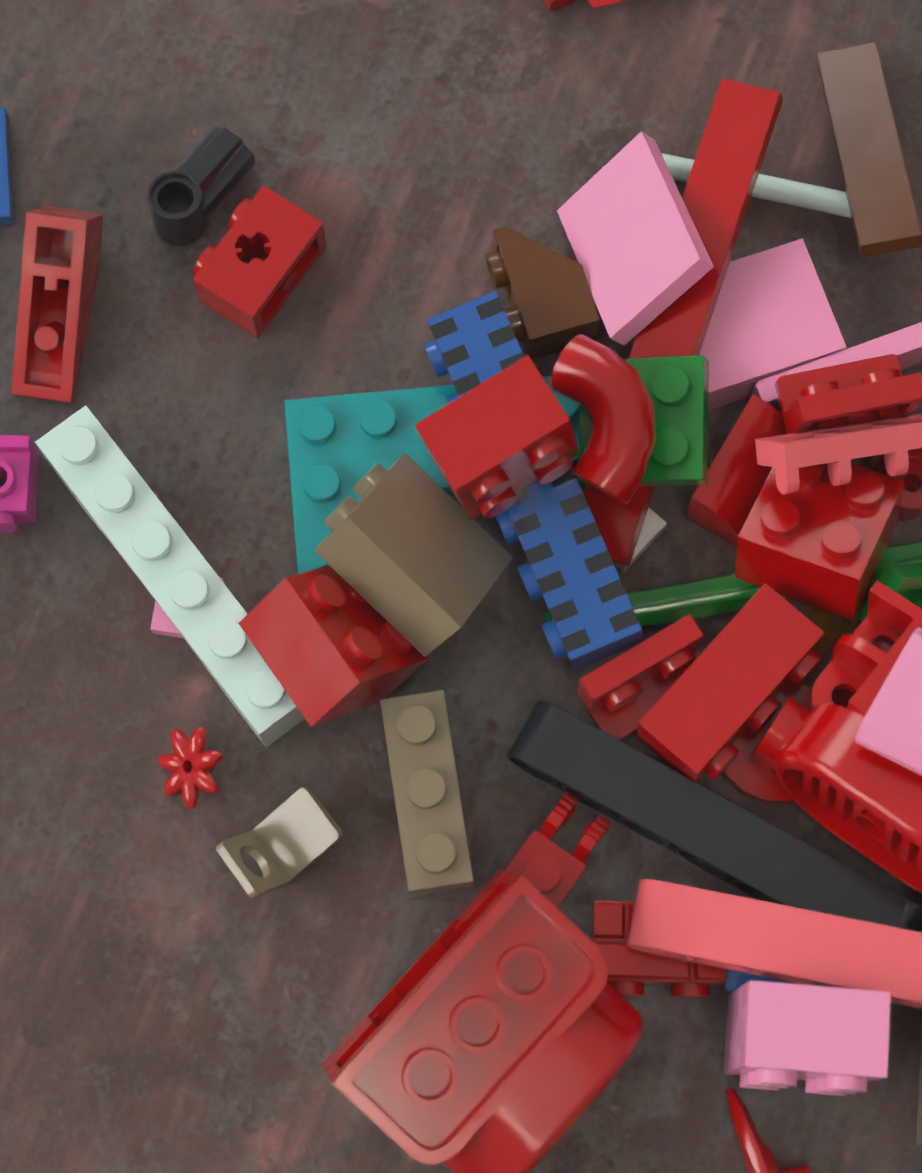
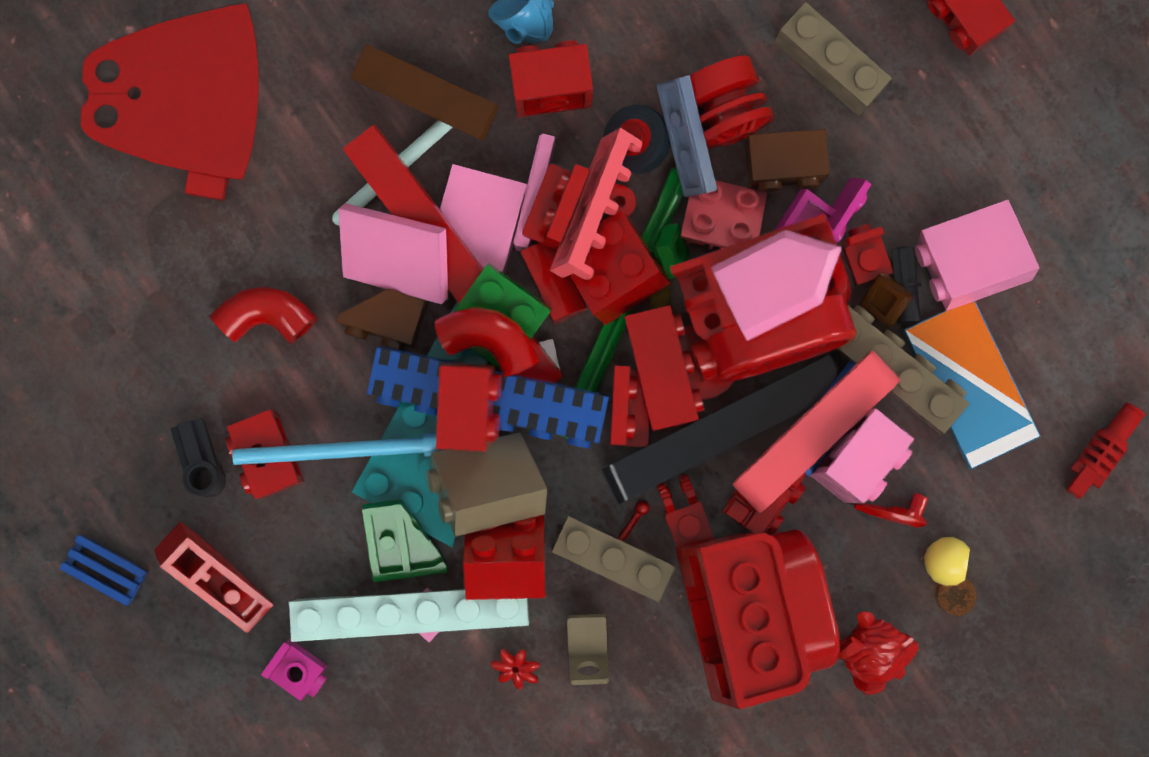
camera: 60 degrees left, 10 degrees up
(257, 500) = (398, 543): none -> wing
(331, 343) = (423, 444): none -> medium azure bar
(450, 138) = (265, 307): none -> red cylinder
(521, 796) = (641, 509): none -> red hinge

